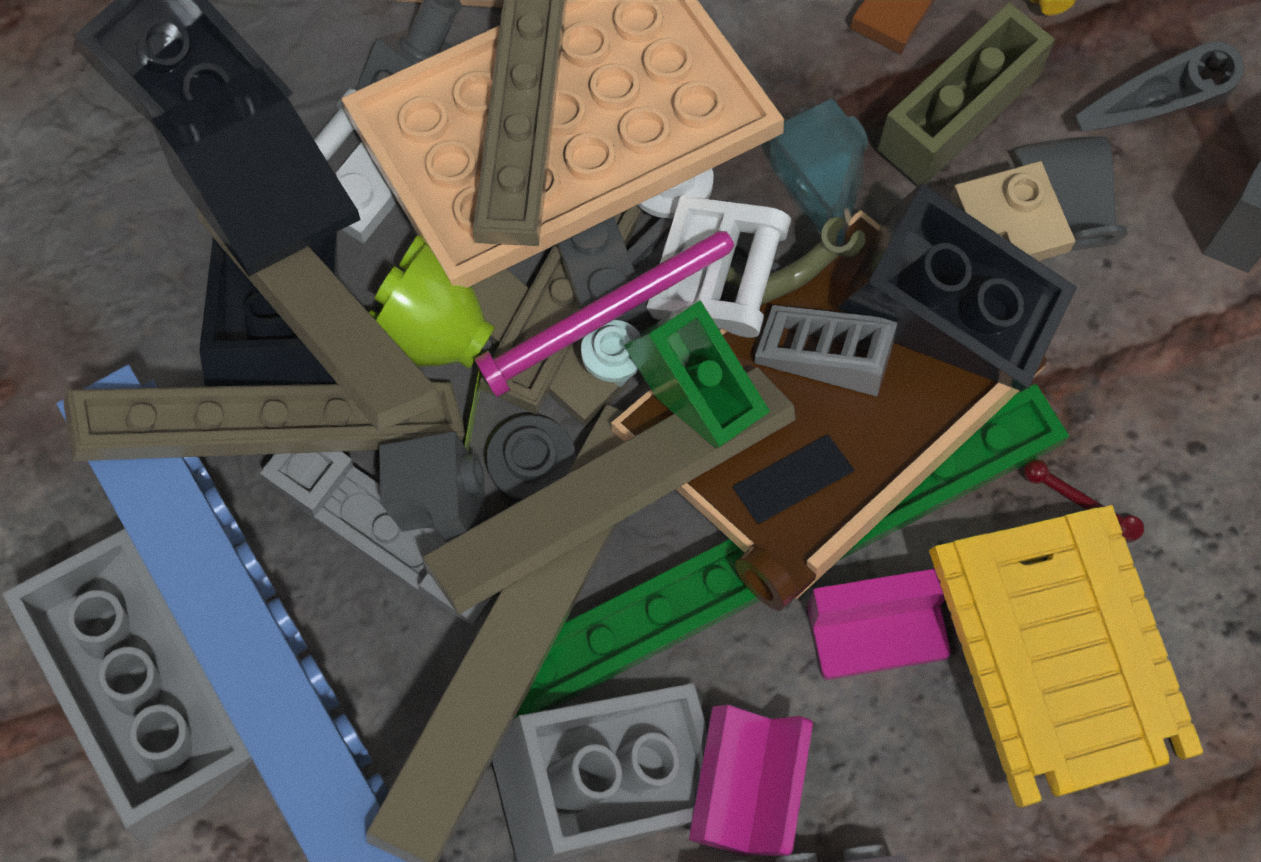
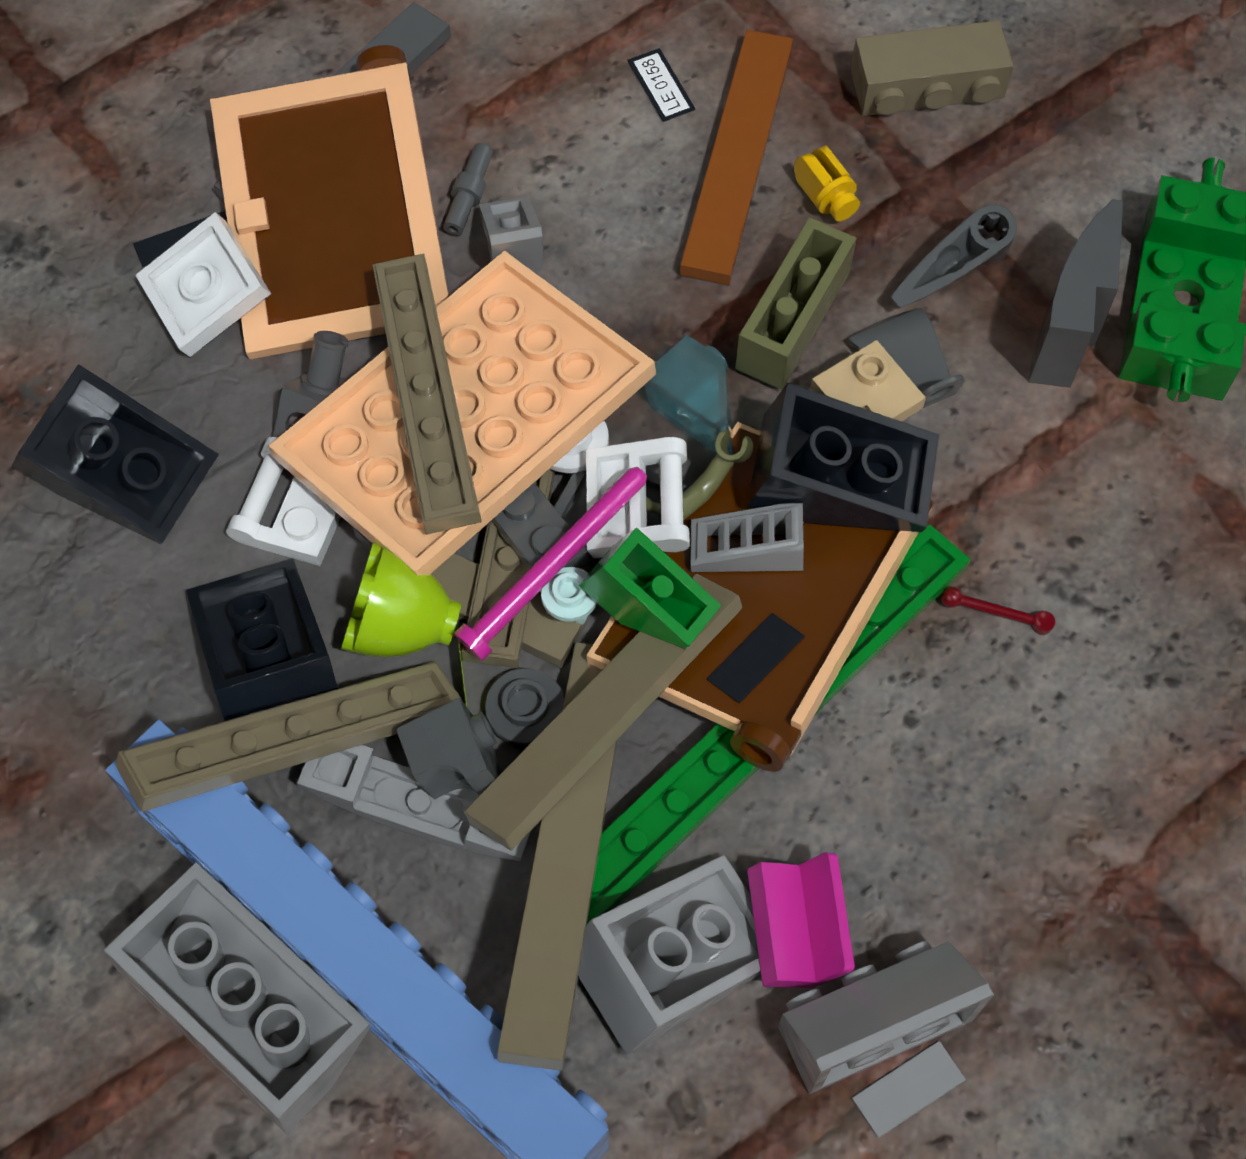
camera: 15 degrees left, 5 degrees down
(254, 170) = (211, 527): black slope -> none
(343, 337) = (304, 626): dark tan tile -> none
(878, 624) = (863, 759): dark pink panel -> none
(1064, 653) = (1024, 738): yellow door -> none

